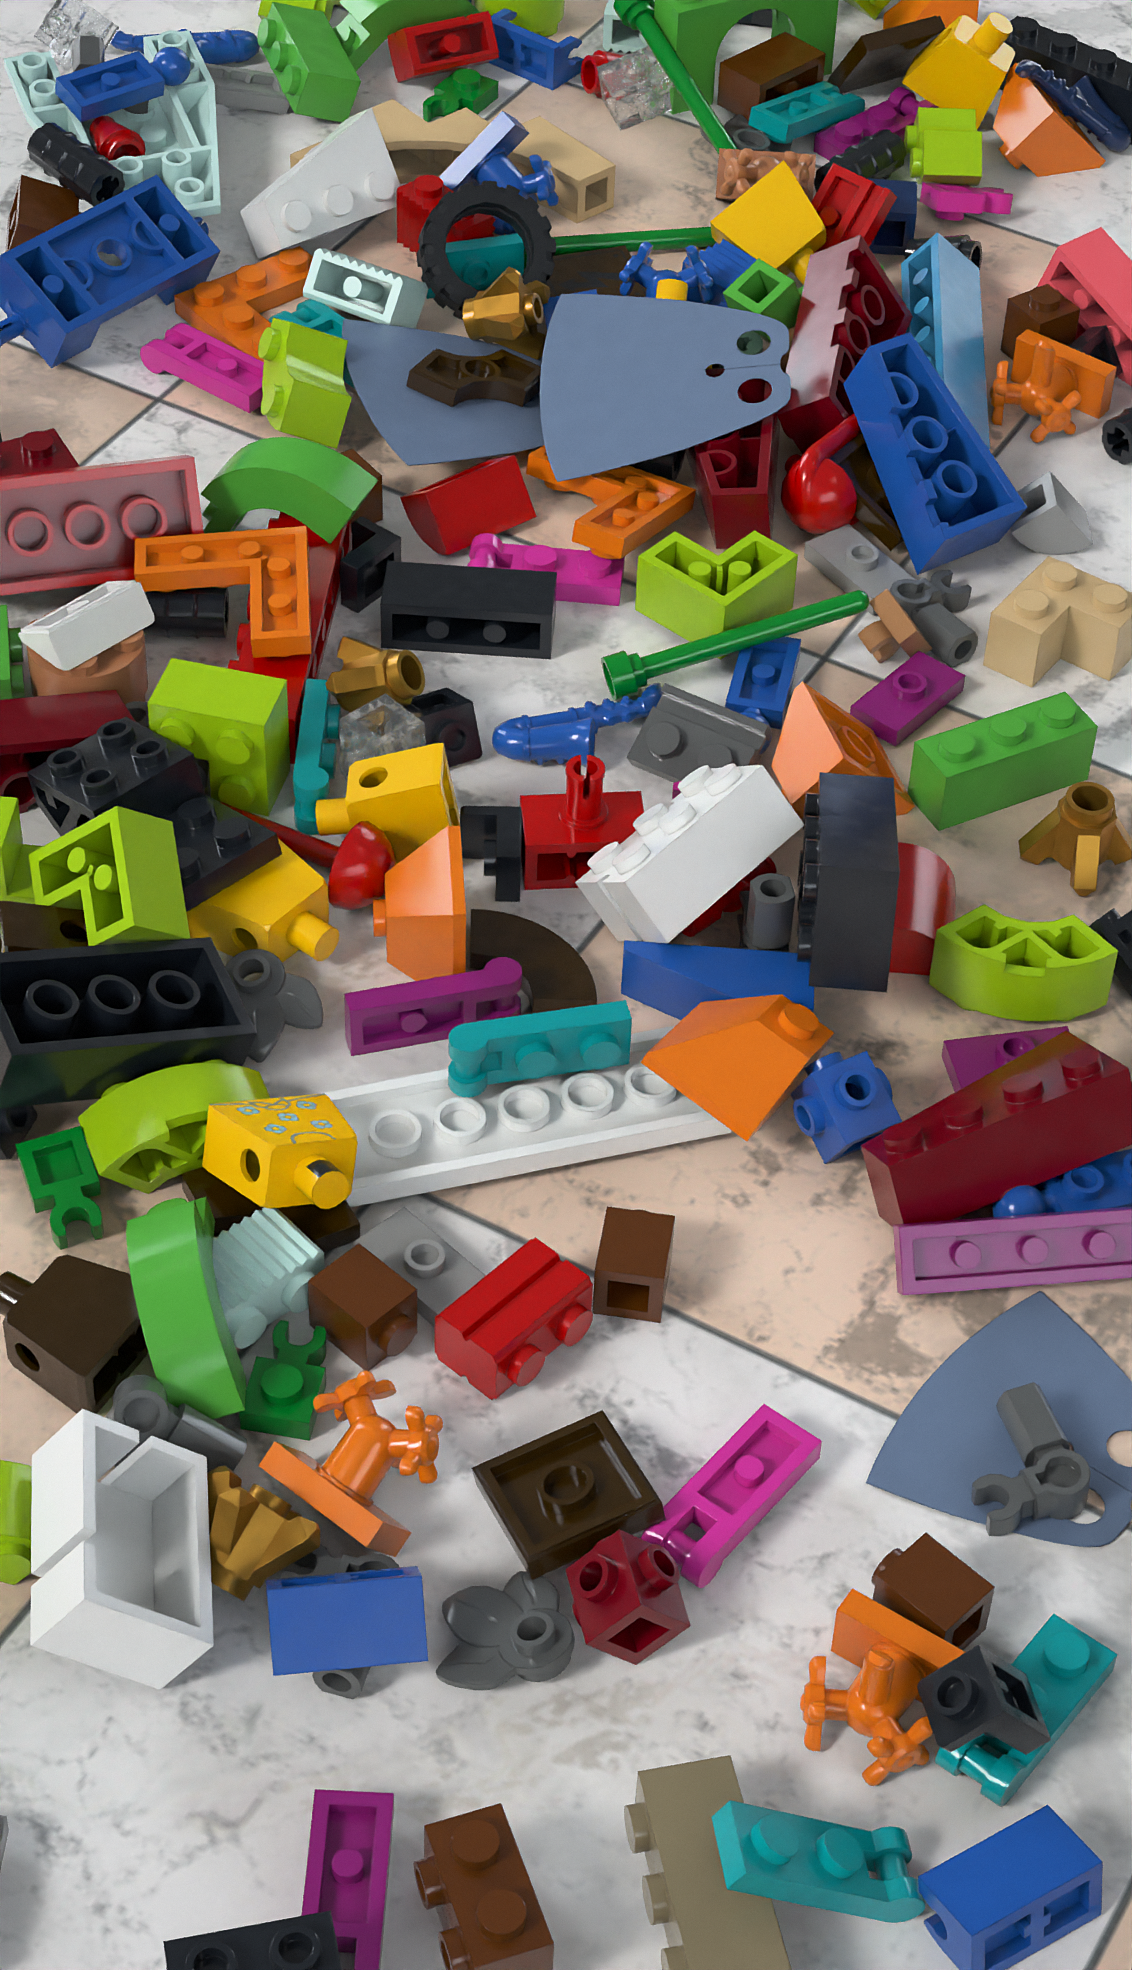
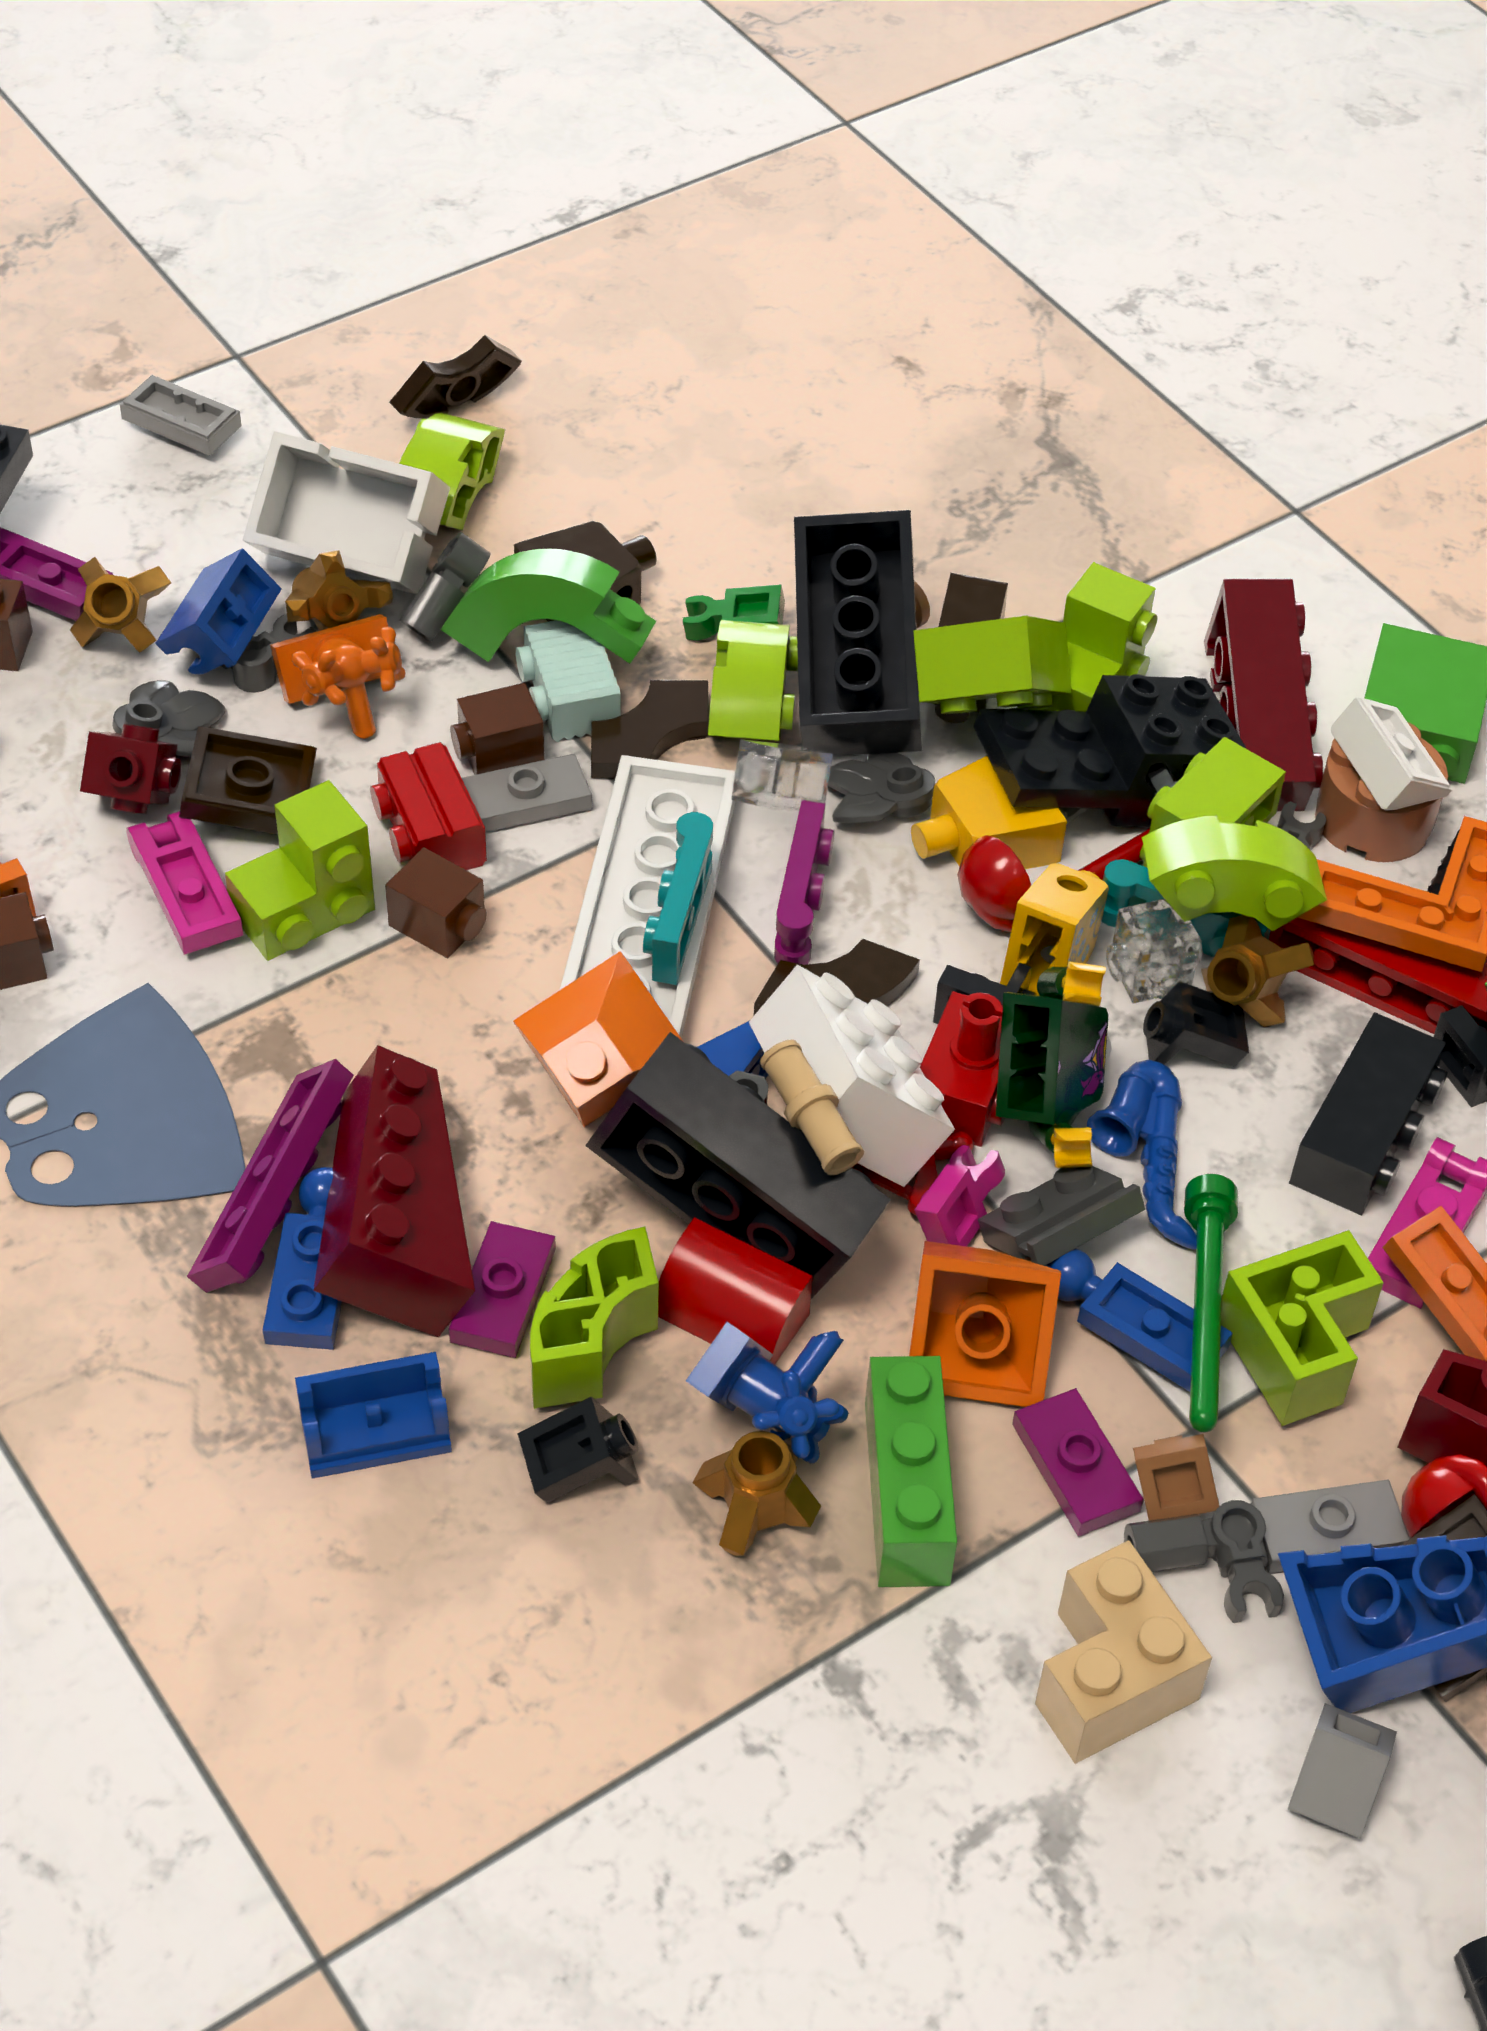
camera: 115 degrees right, 5 degrees up
(282, 1150) = (658, 705): yellow torso -> none
(284, 1387) = (459, 674): green plate -> none
(320, 1041) = (780, 775): none -> clear brick
(321, 664) = (1233, 869): none -> lime brick
(378, 1740) = (117, 604): none -> pearl gold rock
(425, 909) = (889, 904): orange slope -> none
(546, 735) = (1055, 1058): none -> dark green torso
(675, 1365) = (313, 878): none -> lime brick
(801, 797) = (811, 1107): none -> tan pin
(843, 1104) = (504, 1101): blue brick -> none
(1016, 840) = (740, 1375): none -> blue piece
(1053, 1476) = (47, 1079): dark grey bar -> none

